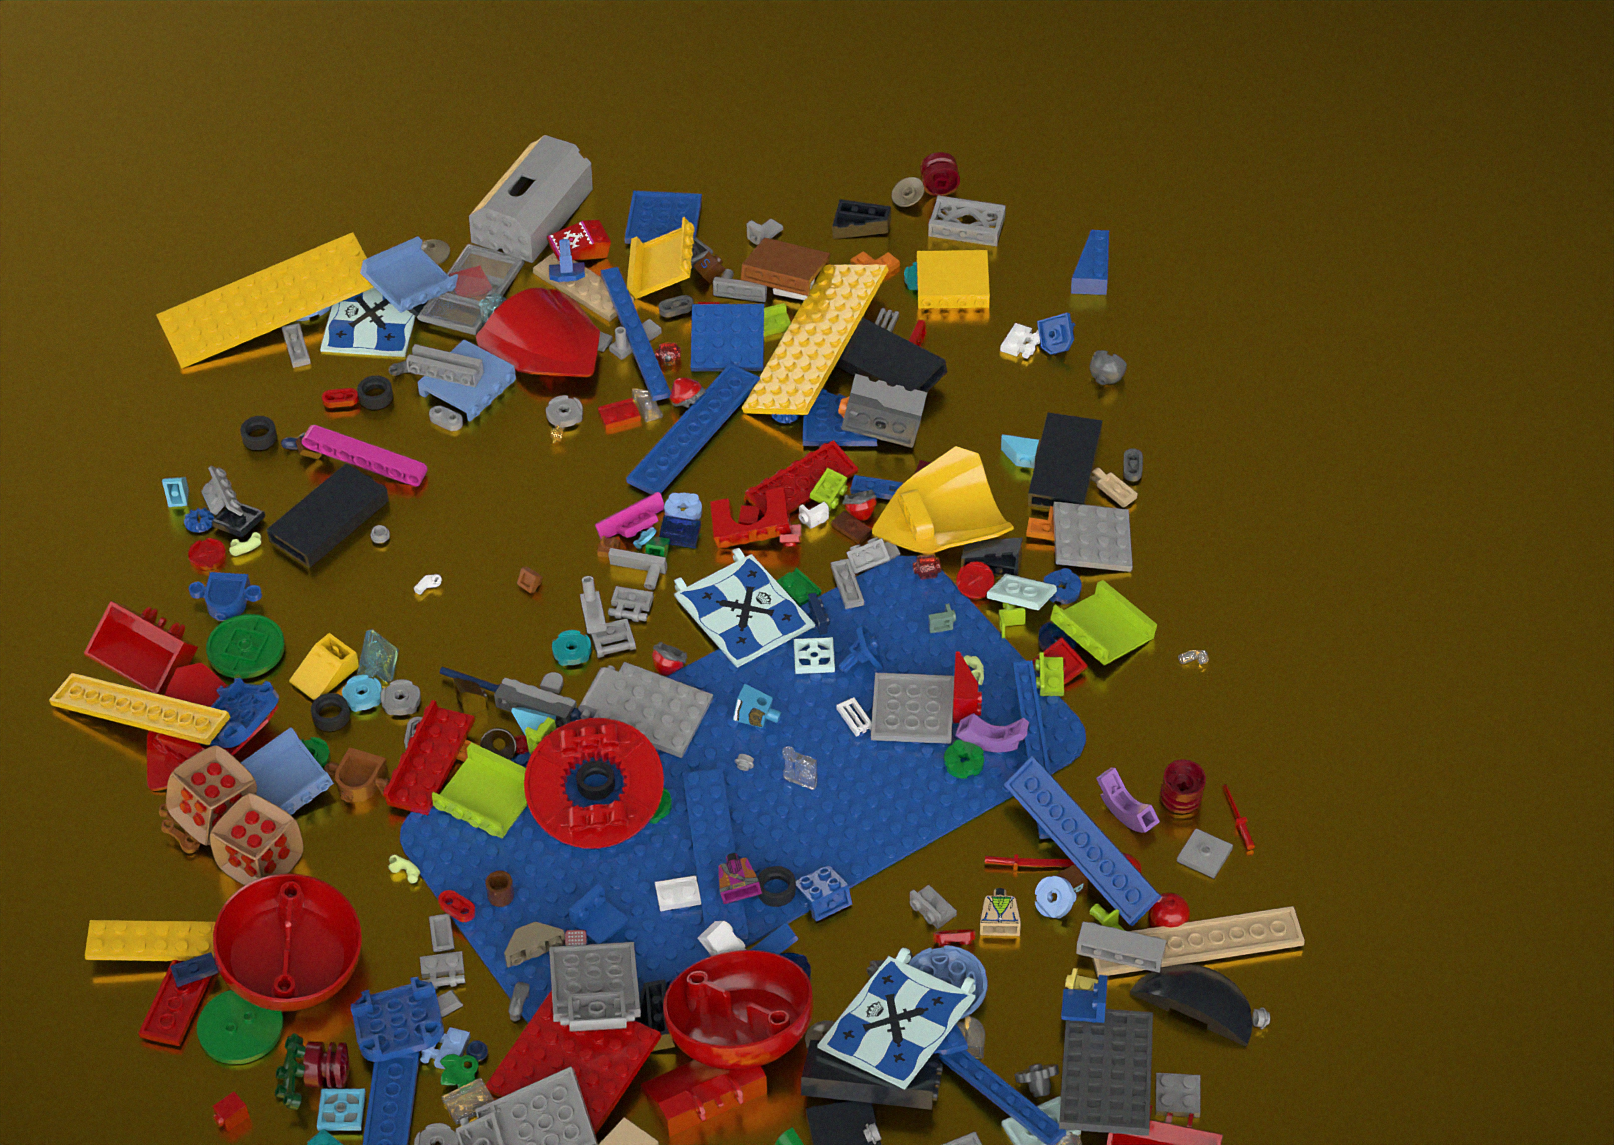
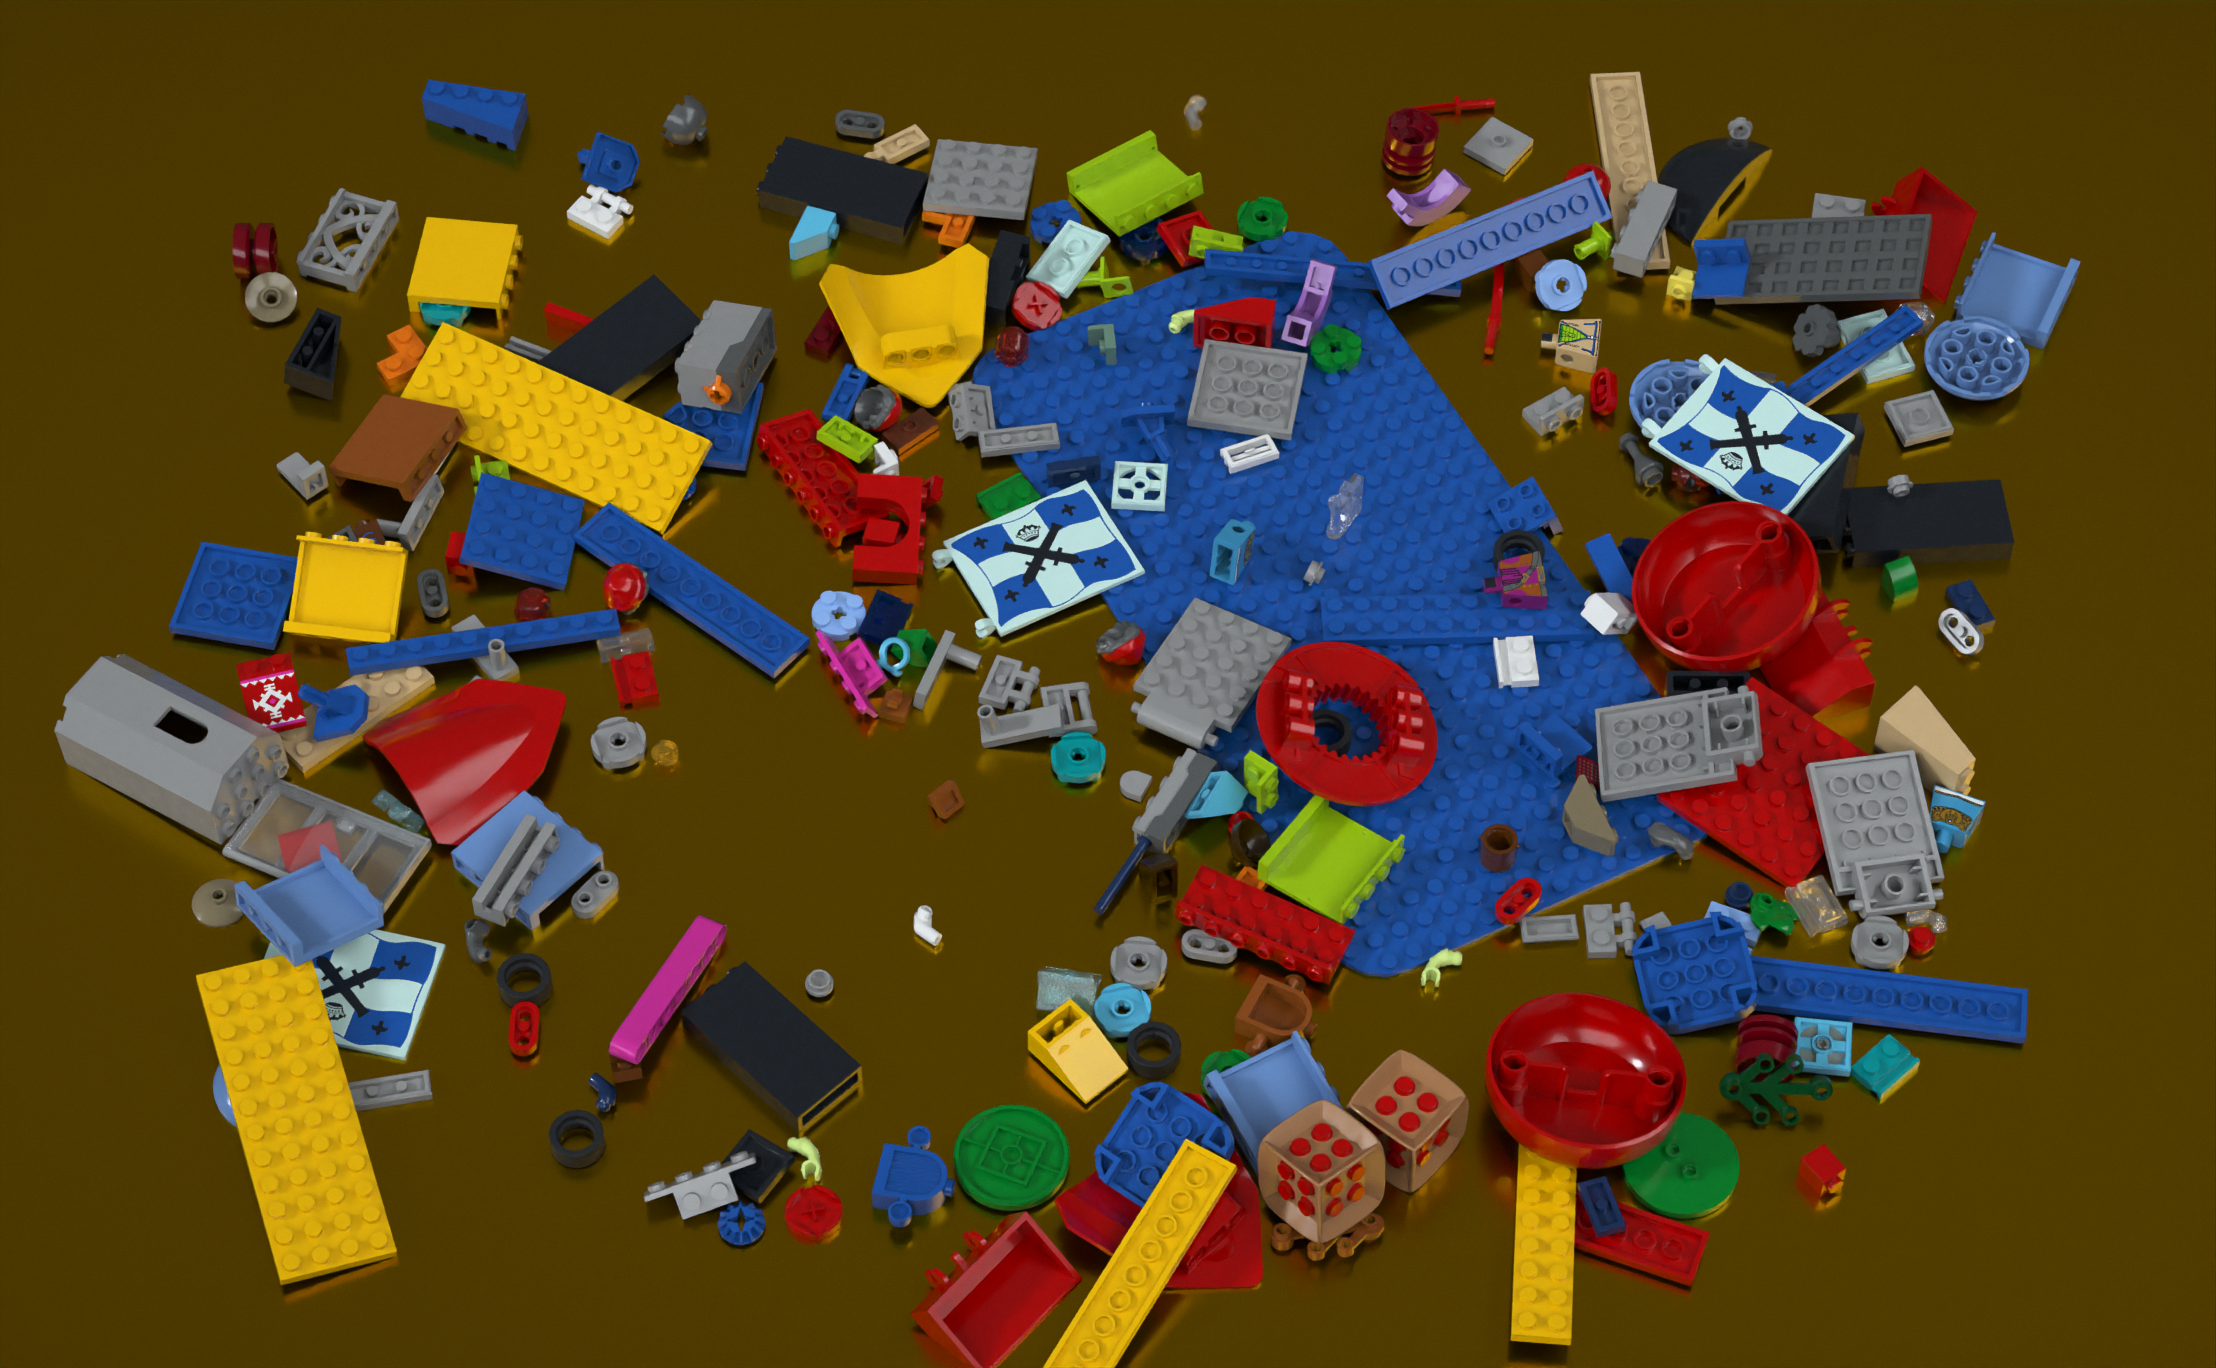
camera: 85 degrees left, 5 degrees up
(176, 491) = (682, 1245): medium azure slope -> none
(1094, 716) = (1257, 230): none -> green plate

